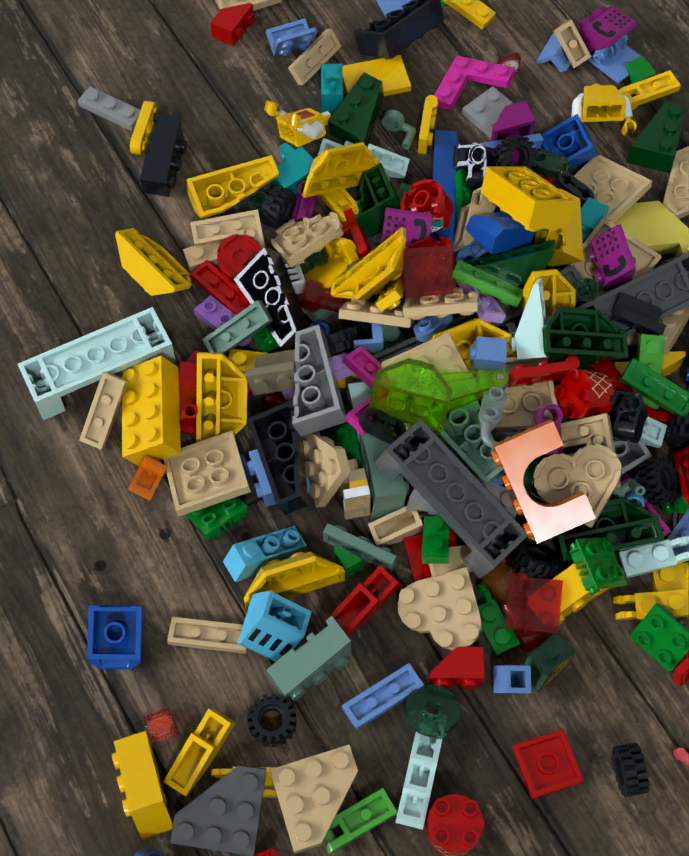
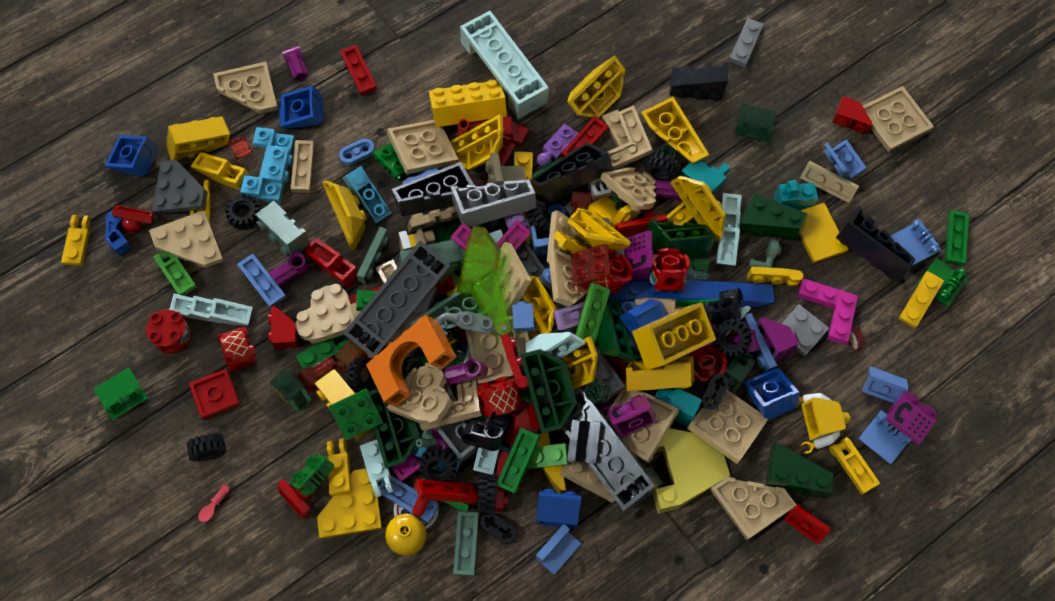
camera: 80 degrees right, 5 degrees up
(25, 640) = (294, 59): none -> magenta piece
(61, 707) = (248, 86): none -> tan plate
(62, 553) = (358, 70): none -> red plate
(103, 410) = (465, 73): tan plate -> none
(143, 128) = (738, 66): yellow beam -> none
(147, 477) = (417, 111): orange bracket -> none
(198, 562) = (356, 151): none -> medium blue plate
(205, 672) = (275, 166): none -> medium azure bracket
(225, 114) = (755, 122): none -> clear green hinge
(236, 254) = (613, 142): red tile -> none
(238, 328) = (542, 150): sand green plate -> none
(273, 625) = (306, 201): medium azure slope -> none
(299, 126) = (749, 173): torso -> none
(348, 560) = (361, 247): green slope -> none
(371, 658) = (288, 270): none -> magenta piece
(382, 425) = (451, 247): black beam -> none
(428, 724) = (259, 307): clear green plate -> none
(490, 726) = (237, 349): none -> red brick
(512, 679) = (272, 363): medium blue brick -> none
(533, 604) = (326, 372): clear red hinge -> none
(572, 43) = (888, 390): tan slope -> none
(639, 69) = (875, 455): green slope -> none

